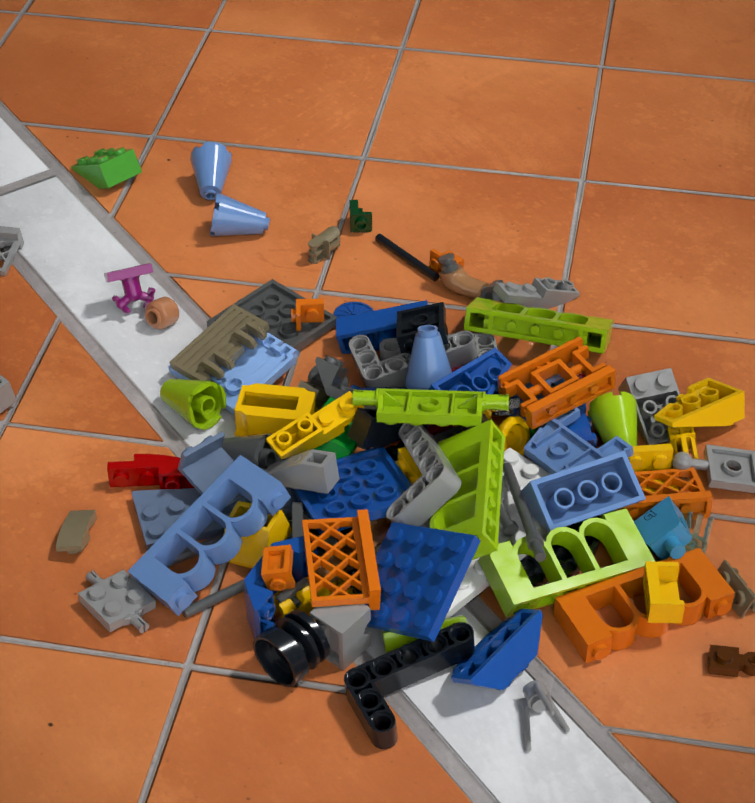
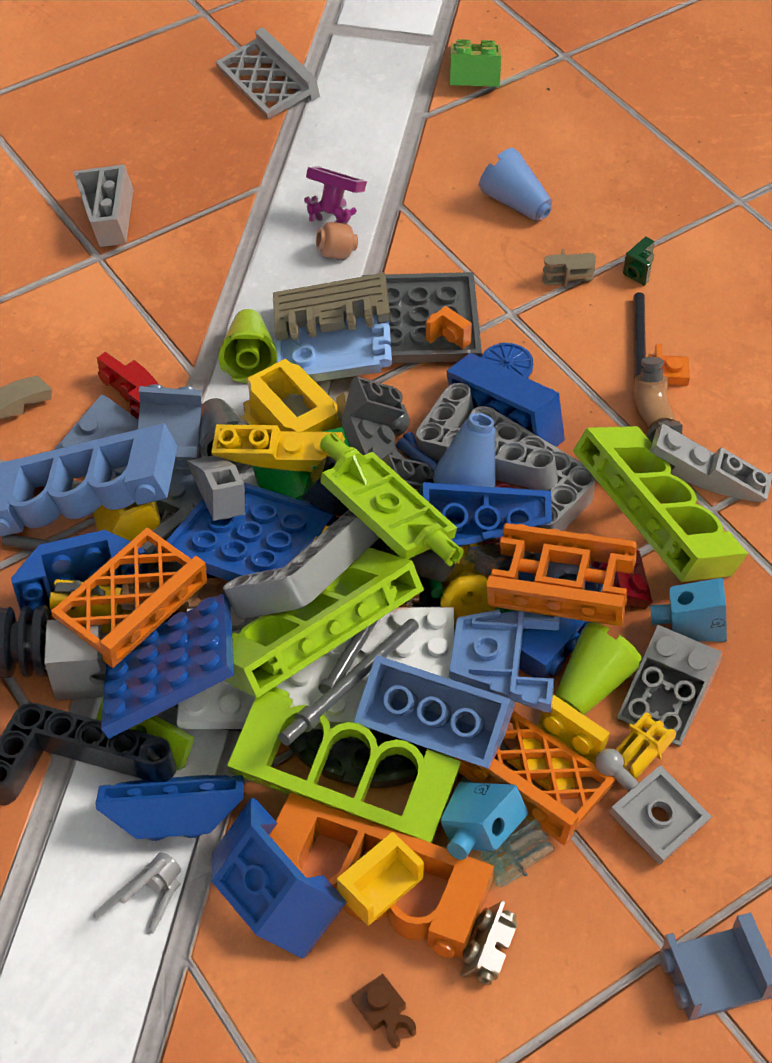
camera: 45 degrees right, 10 degrees up
(210, 168) = (557, 122): medium blue cone -> none
(277, 567) = (72, 554): orange bracket -> none
(411, 319) = (514, 416): black plate -> none
(603, 643) = (269, 887): none -> blue slope
(629, 358) = (695, 610): none -> dark azure torso
(705, 405) = (718, 725): yellow wedge -> none

